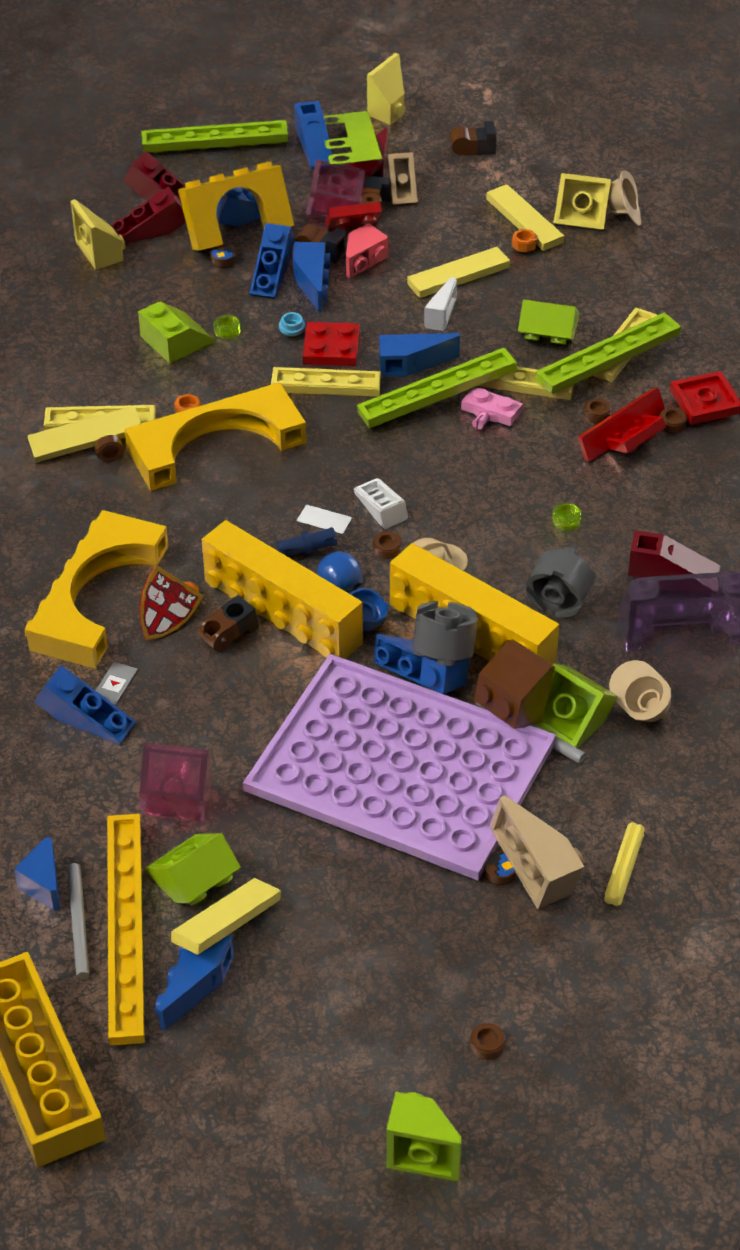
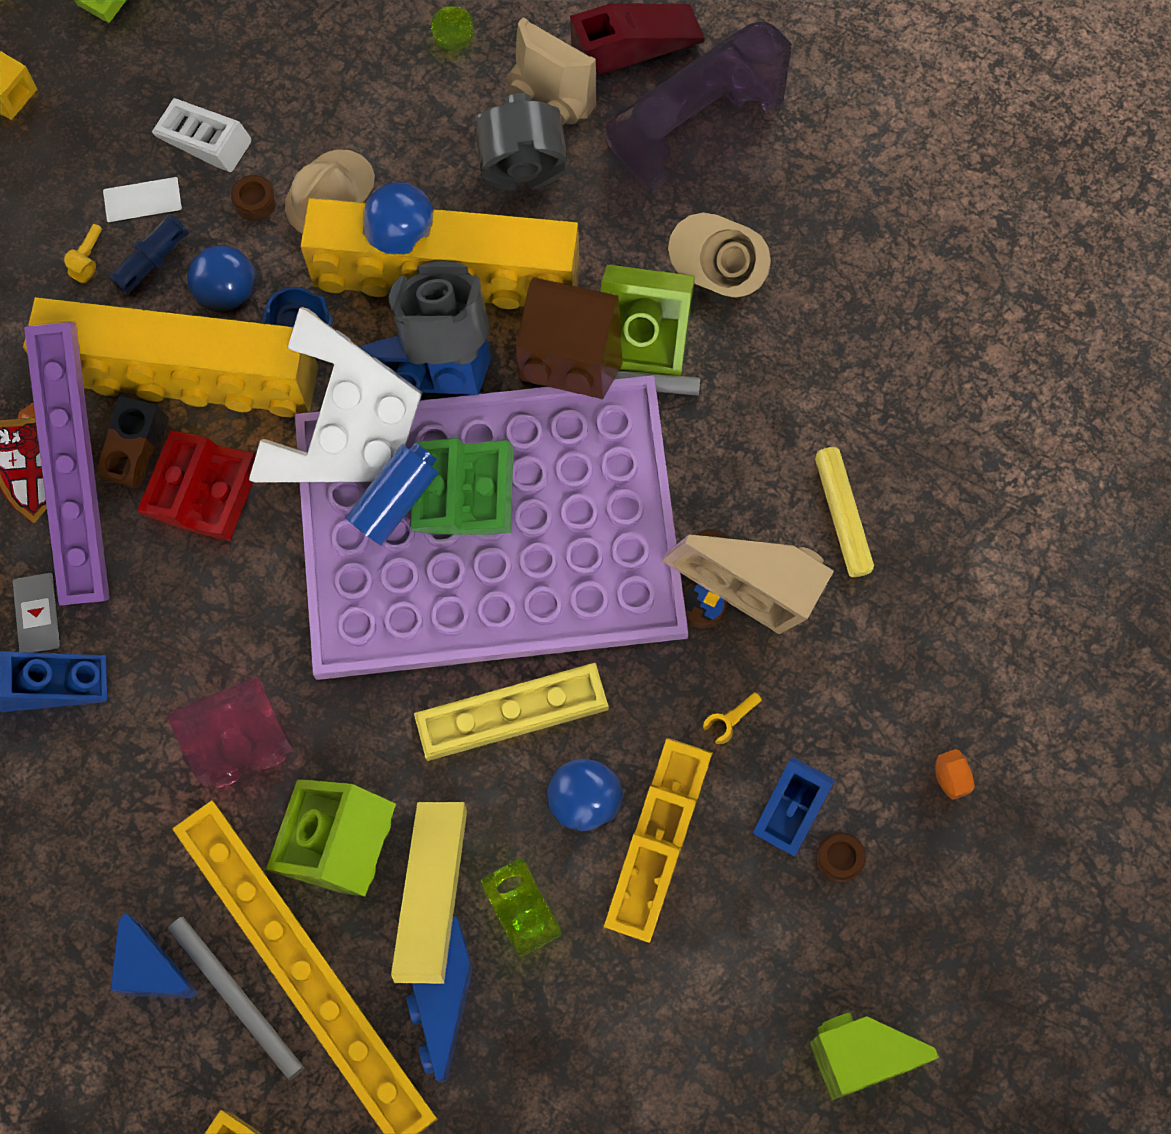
camera: 30 degrees left, 25 degrees up
(183, 609) = (67, 463): none -> medium lavender plate
(250, 665) = (198, 485): none -> red slope
(266, 530) = (77, 261): none -> yellow hand
(274, 965) = (522, 910): none -> clear neon green bracket
(344, 864) = (511, 711): none -> light yellow tile
(354, 709) = (393, 492): none -> blue brick
(355, 925) = (584, 794): none -> blue hair
(361, 666) = (361, 417): none -> white wing
(382, 971) = (658, 840): none -> yellow slope
(398, 732) = (470, 490): none -> bright green slope
(454, 569) = (397, 217): none -> blue hair
(469, 935) = (732, 717): none -> yellow hand
(478, 993) = (793, 806): none -> blue slope
(590, 1031) = (954, 774): none -> orange tile
(607, 558) = (553, 73): none -> tan slope

